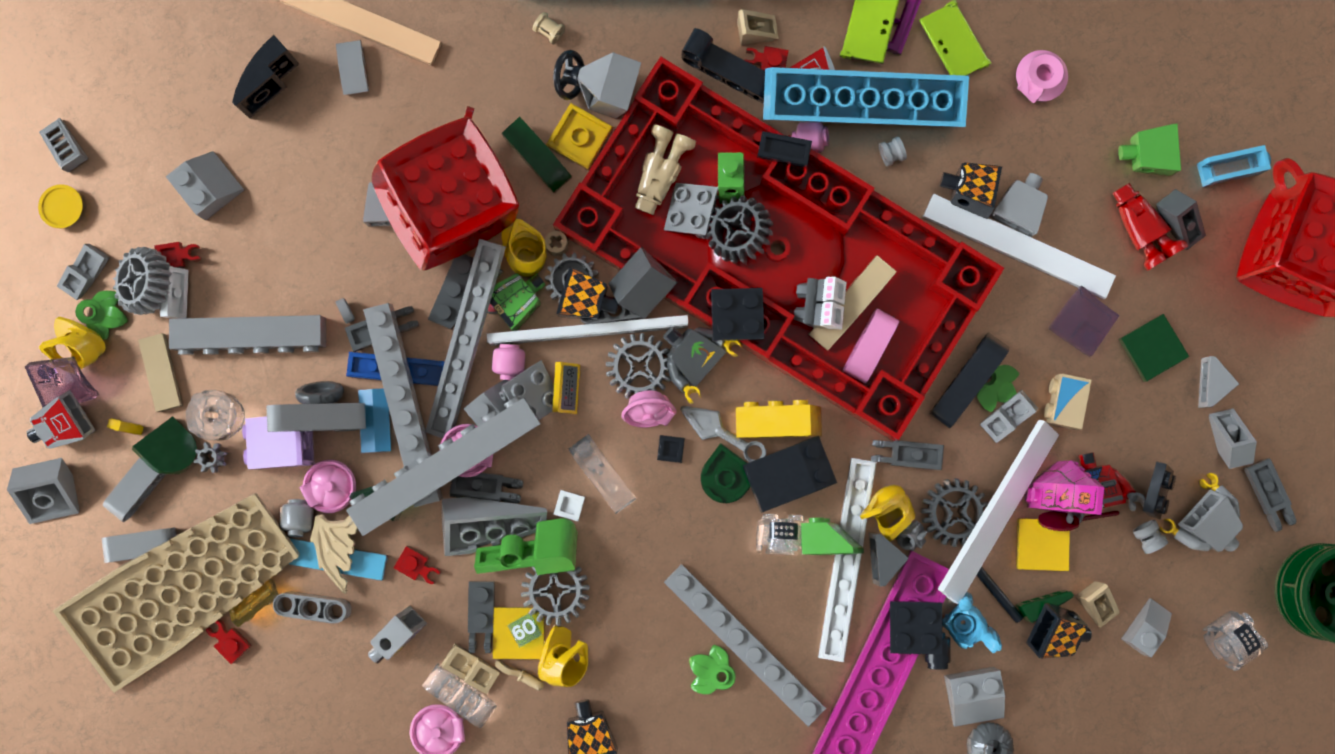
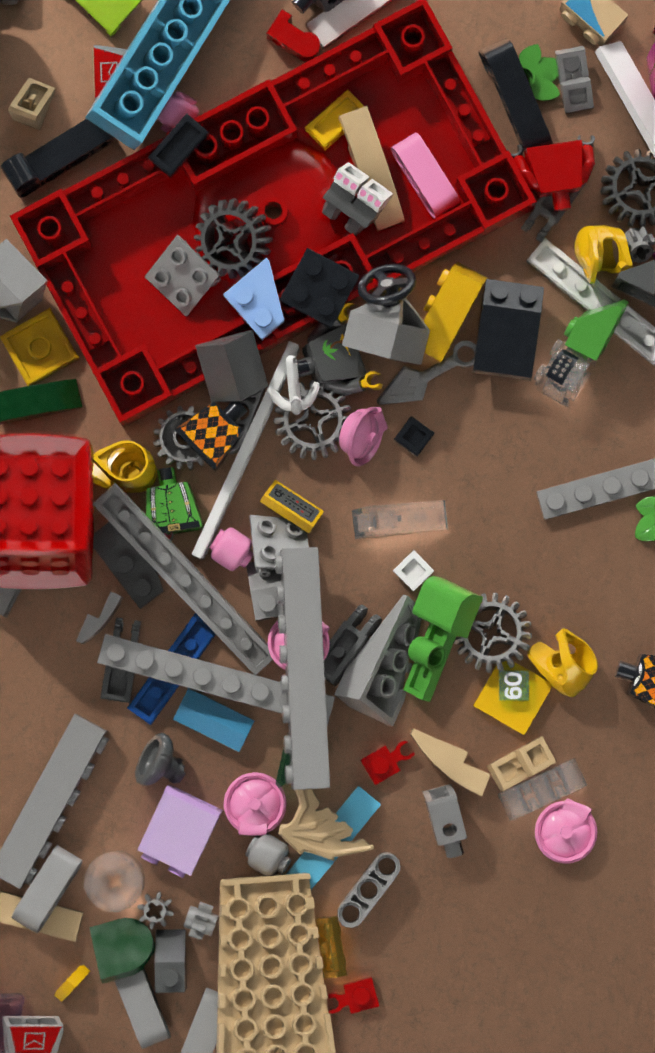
camera: 65 degrees left, 0 degrees up
(178, 490) = (170, 961): none -> dark grey slope
(181, 369) = (47, 889): none -> light grey beam
(220, 495) = (200, 921): none -> light grey gear
(316, 417) = (181, 770): light grey beam -> none
(345, 310) = (82, 688): light grey tile -> none
(397, 292) = (94, 625): none -> light grey slope
(441, 614) = (451, 762): none -> tan slope
(480, 613) = (471, 722): dark grey hinge -> none
(522, 675) = (558, 715): tan piece -> none
(557, 235) = (130, 428): tan bush -> none
(641, 346) = (295, 403): none -> white piece
(660, 172) = (126, 285): tan piece -> none
(702, 273) = (257, 300): none -> light blue wing
(724, 476) = (472, 398): dark green tile -> none
(731, 175) = (173, 215): bright green torso -> none
(740, 379) = (388, 322): none -> light grey piece
(769, 58) = (73, 108): red plate -> none
(864, 251) = (326, 126): none -> yellow tile
(892, 151) = (240, 39): light grey wheel -> none
(915, 189) = (293, 40): none -> red leg
(932, 441) = (557, 169): none -> red torso

